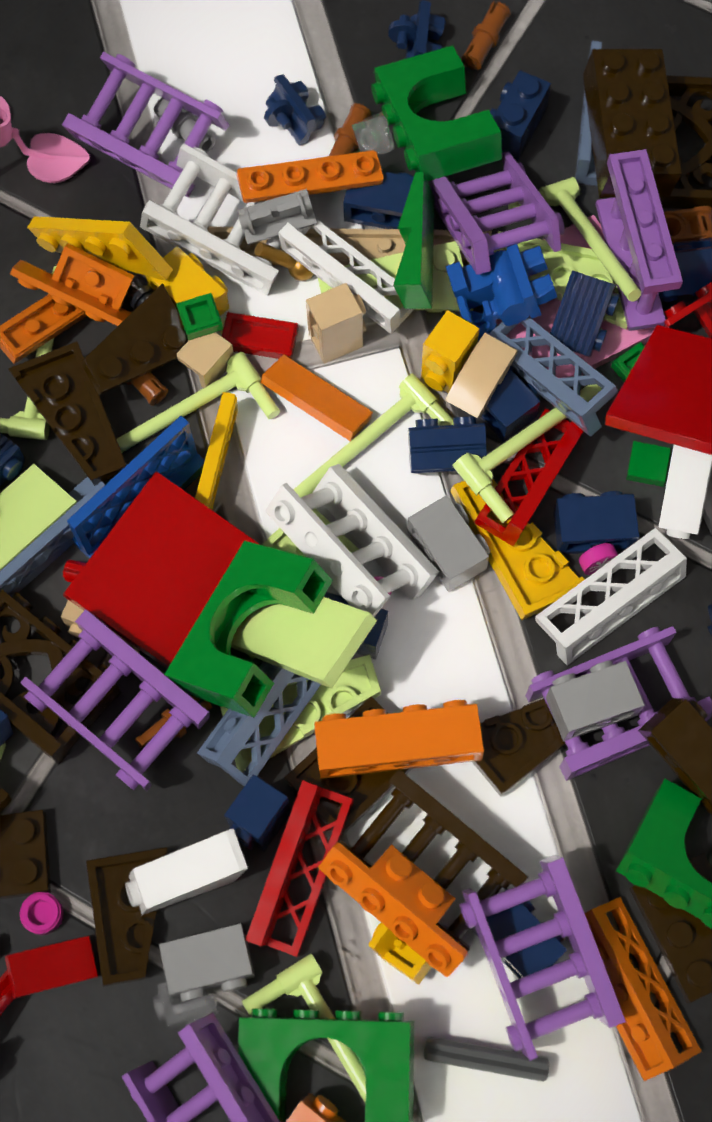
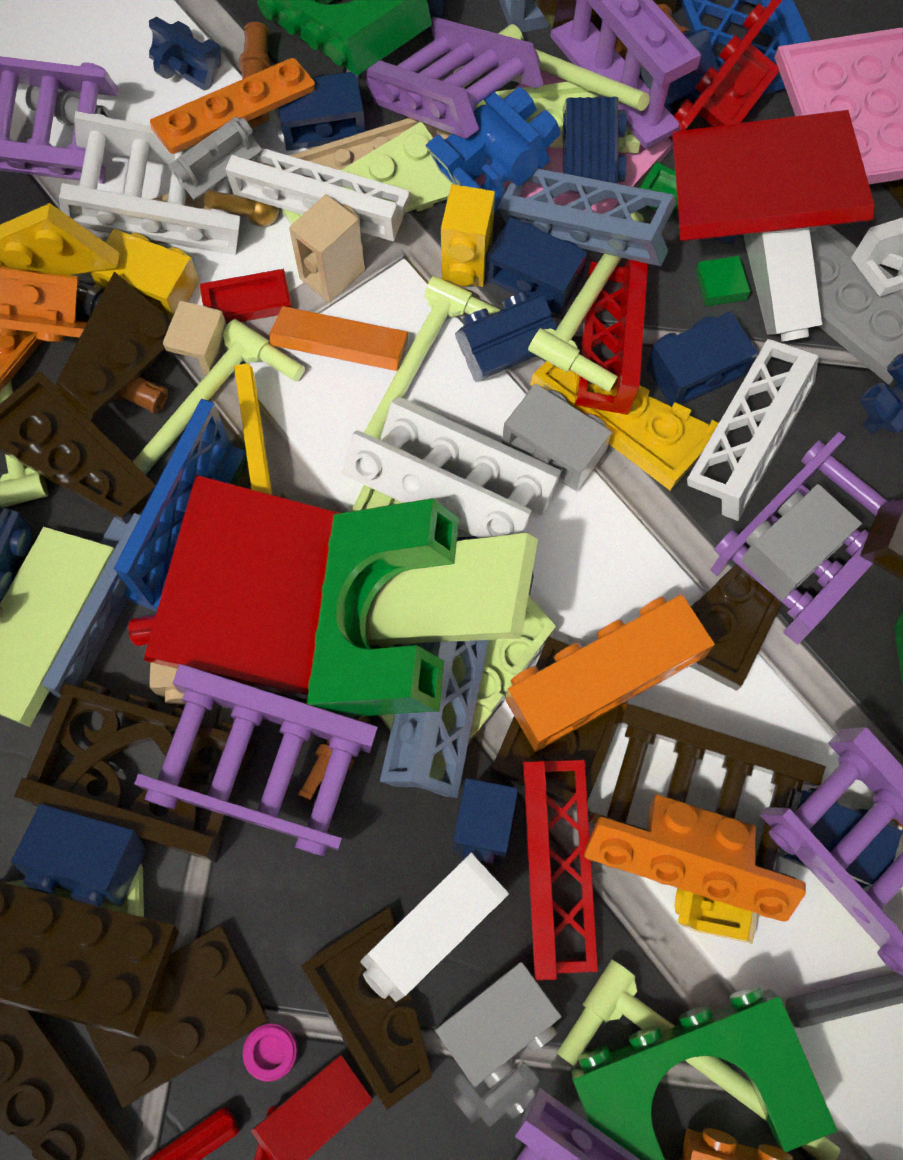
camera: 25 degrees left, 0 degrees up
(199, 316) = (172, 292): green tile -> none
(374, 134) = (284, 42): clear bracket -> none
(416, 227) = (394, 159): green slope -> none
(481, 375) = (515, 244): tan slope -> none
(597, 557) = (720, 394): dark pink tile -> none

